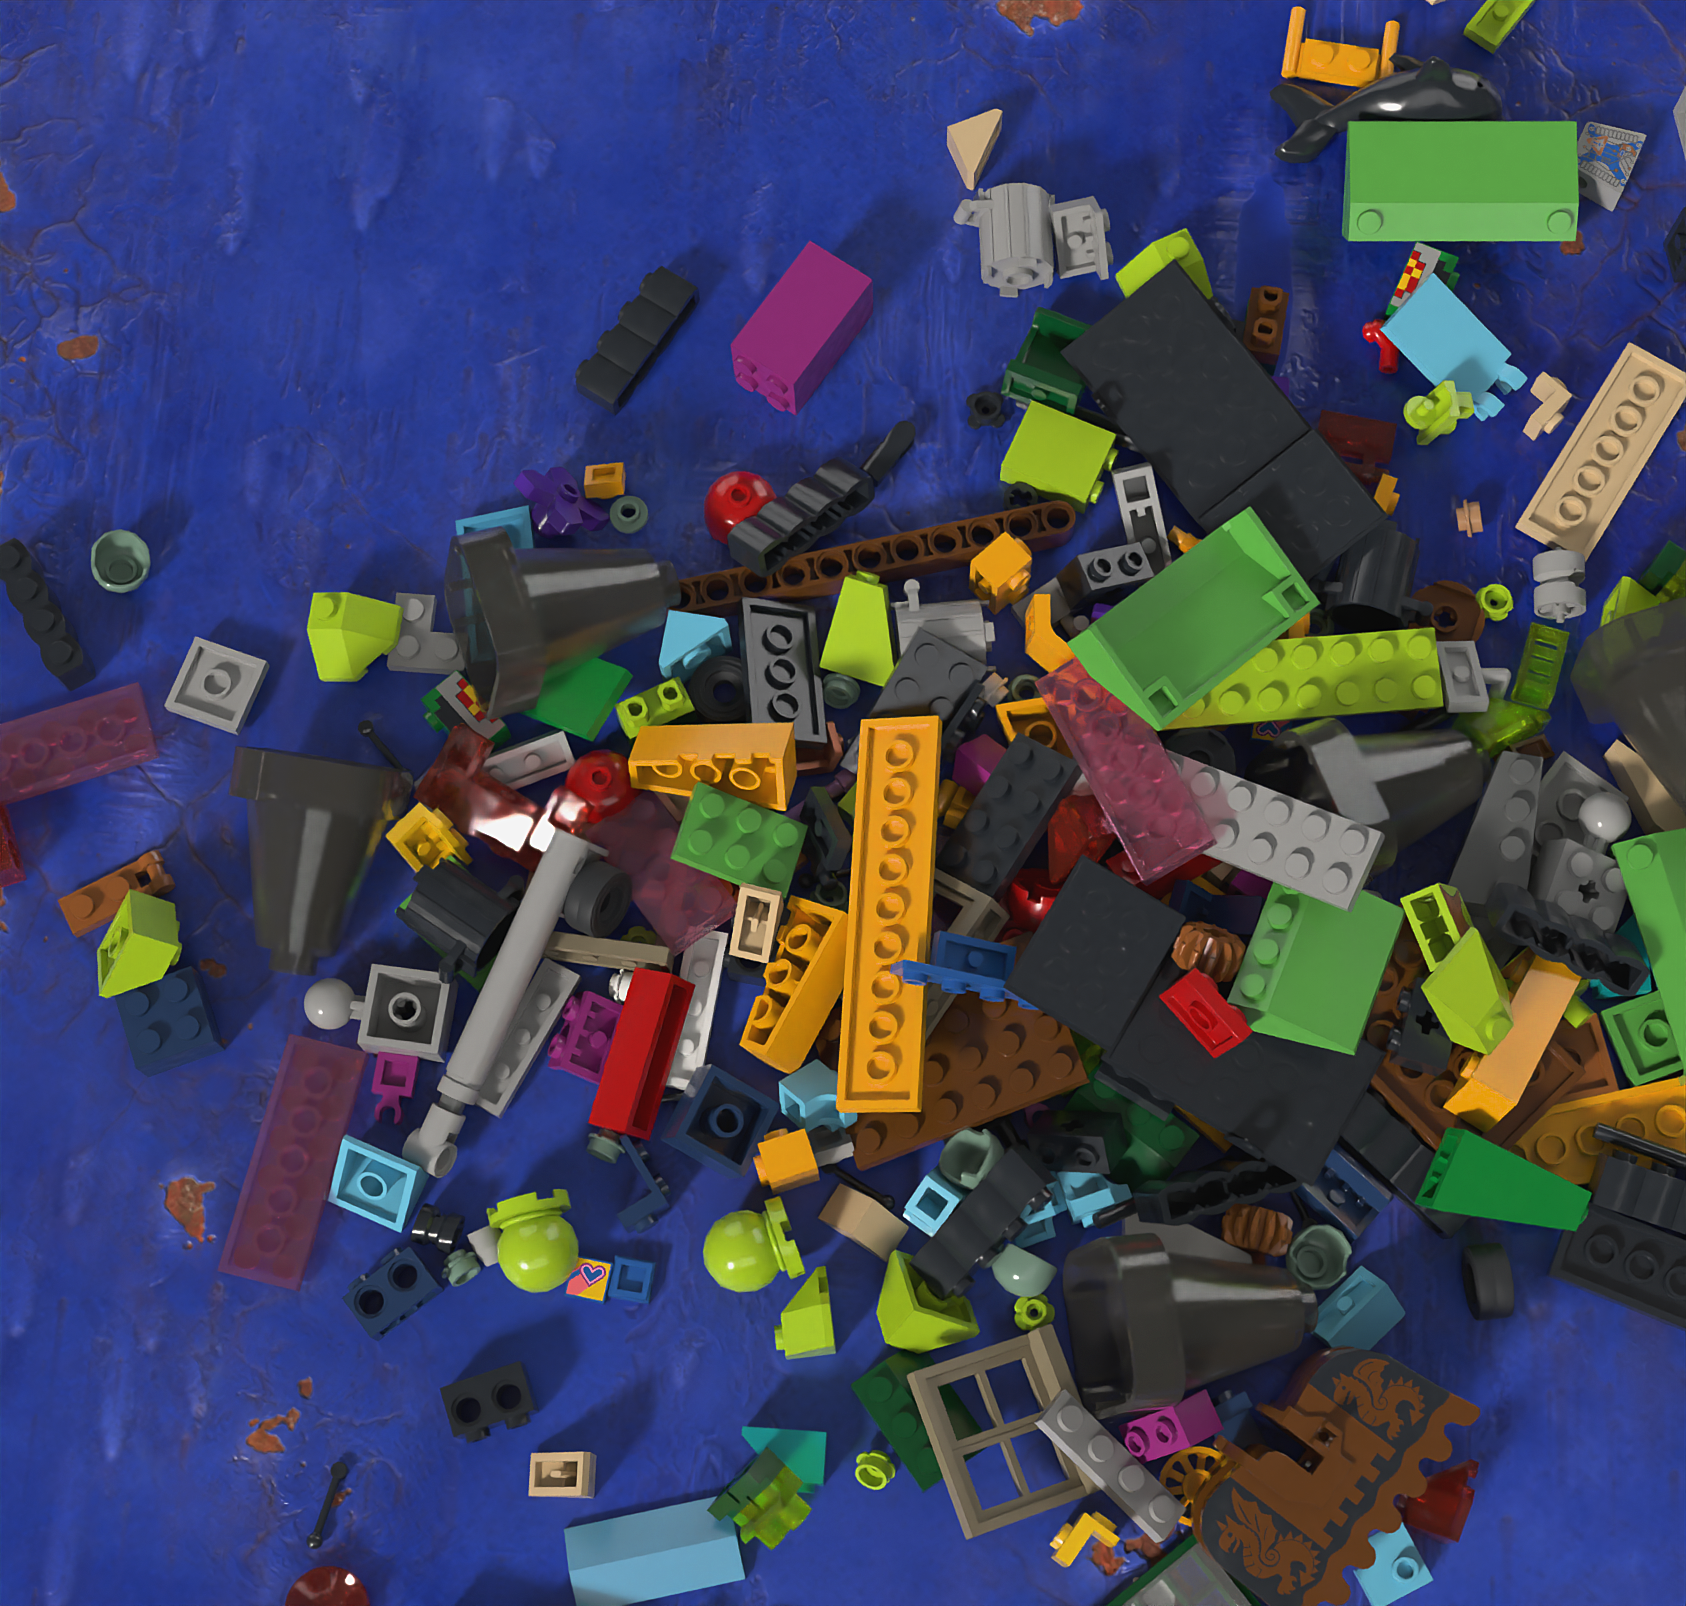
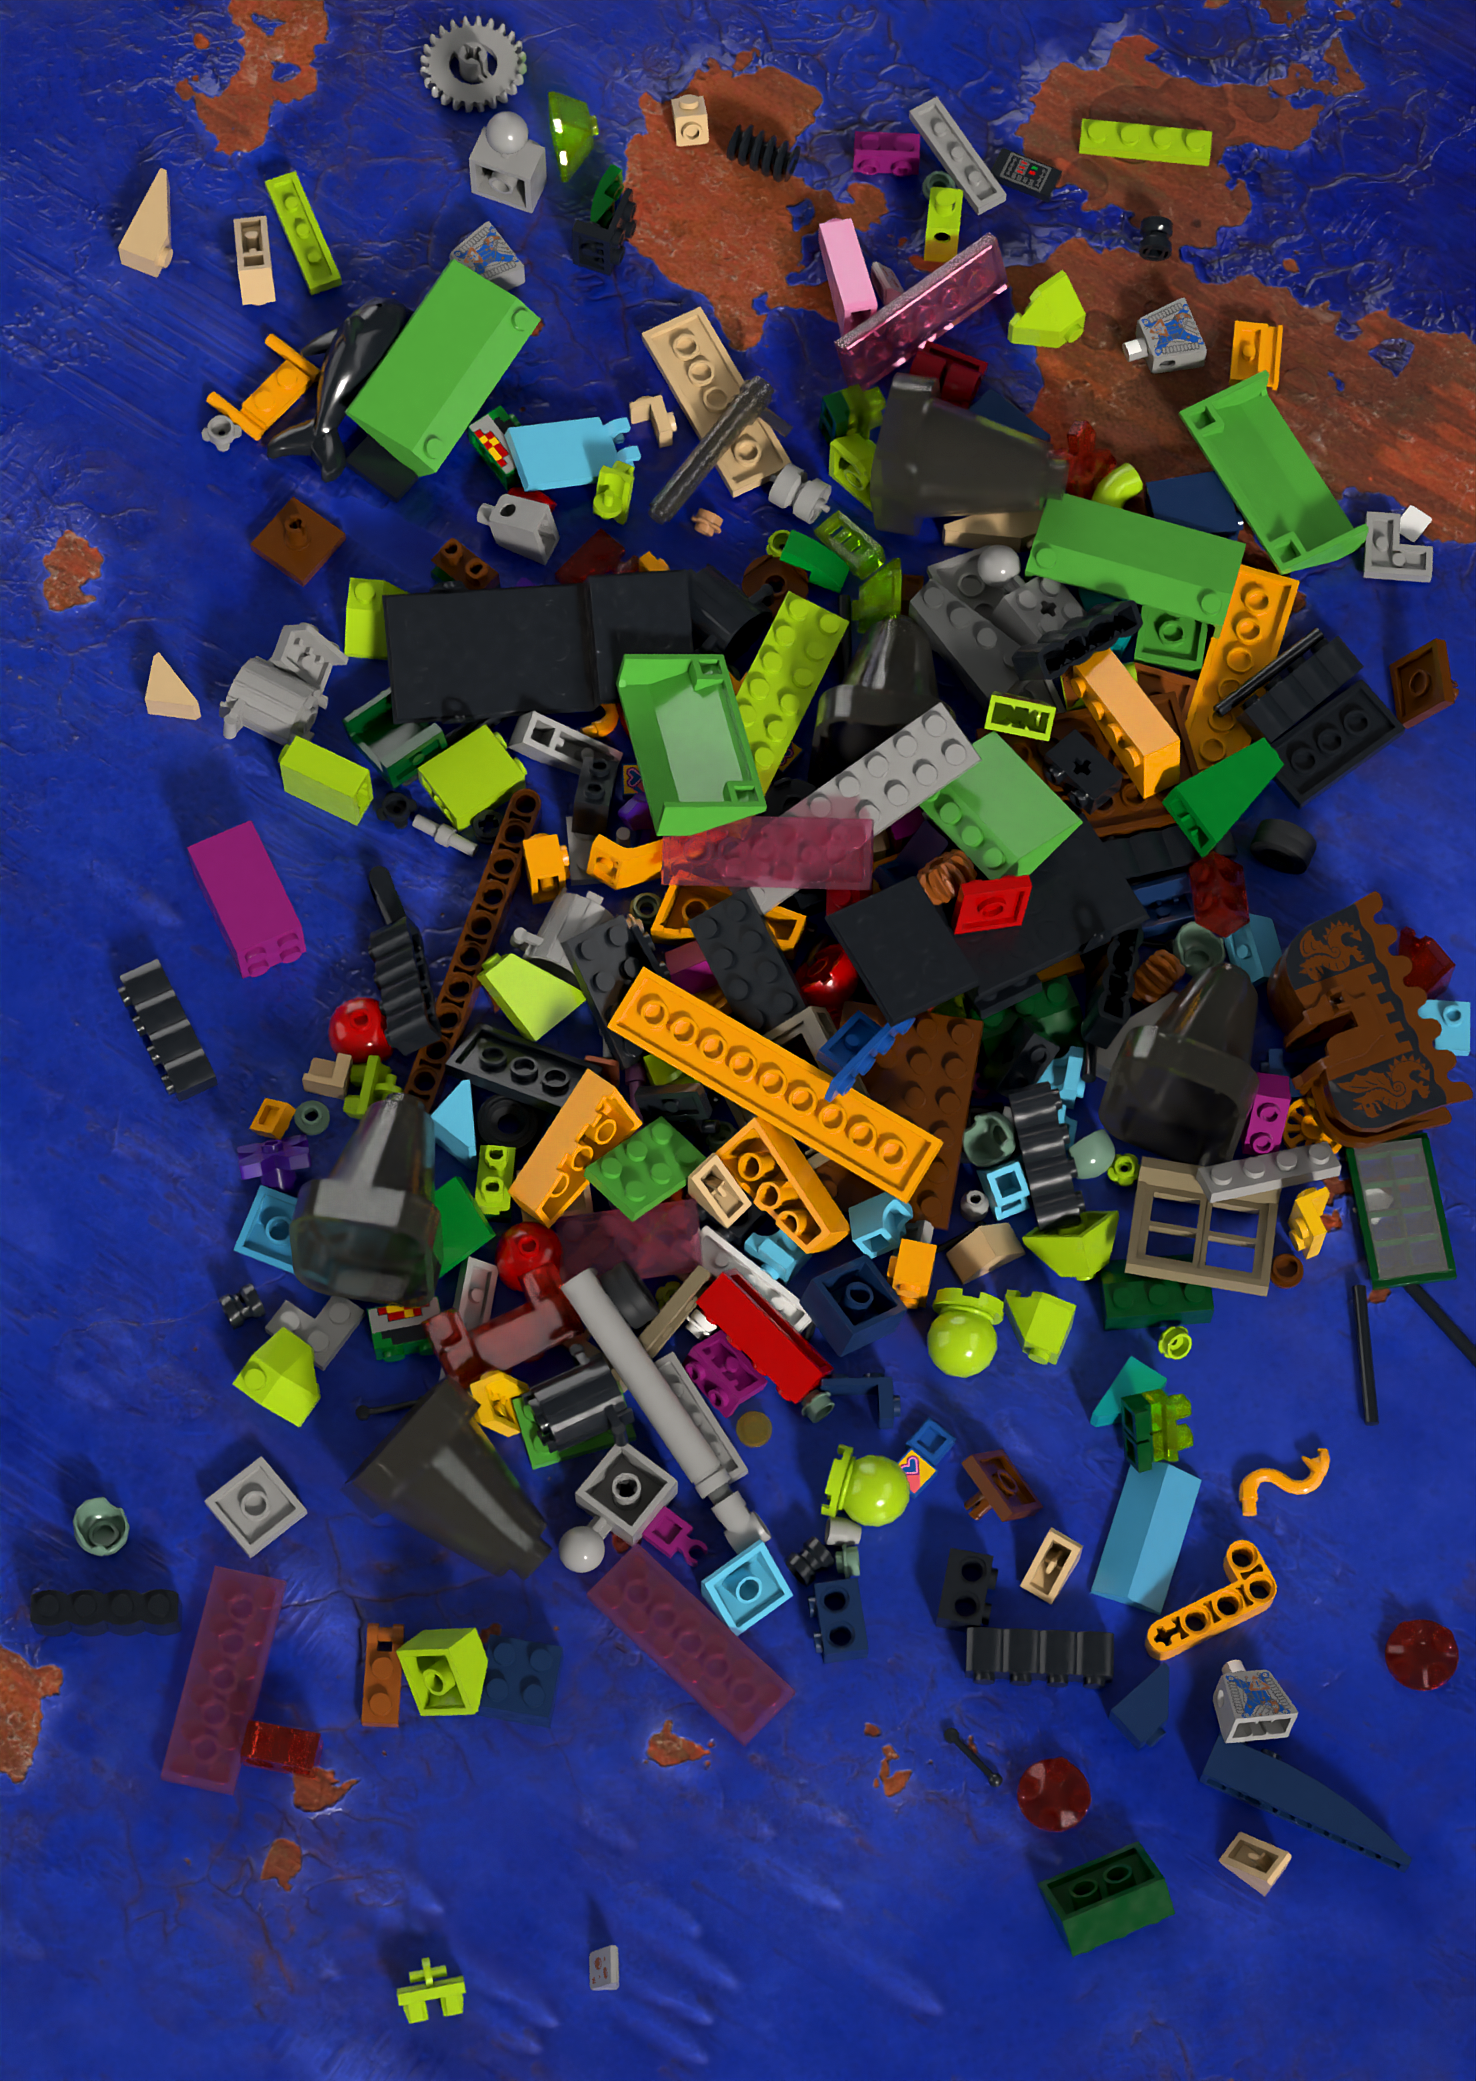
camera: 65 degrees left, 5 degrees down
(404, 560) = (233, 1307): none -> black wheel
(462, 1515) = (1039, 1655): none -> black brick
(547, 1098) = (754, 1429): none -> clear yellow plate
(613, 1376) = (999, 1487): none -> reddish brown tile
(679, 506) = (329, 1077): none -> tan panel
(688, 551) = (375, 1083): none -> lime hips
(731, 1017) = (776, 1255): none -> medium azure brick
(840, 690) = (561, 1038): sand green plate -> none
(900, 1191) = (971, 1211): none -> light grey hose
(967, 327) = (325, 780): none -> lime brick
(986, 468) = (445, 835): none -> light grey bar
(1021, 1543) = (1286, 1271): none -> reddish brown plate
(1077, 830) = (798, 922): clear red slope -> none
(1202, 169) = (298, 541): none -> reddish brown tile
(1271, 31) = (218, 424): none -> light grey plate
(1324, 198) = (381, 469): none -> black tile
(1346, 338) = (521, 526): none -> light grey torso
(1389, 1244) = (1219, 894): none -> clear red brick
(1465, 680) = (839, 596): light grey plate -> none
(1470, 995) = (1086, 724): lime slope -> none
(1496, 634) = (825, 566): none -> green slope
(1606, 478) = (741, 412): none -> clear smoke cylinder

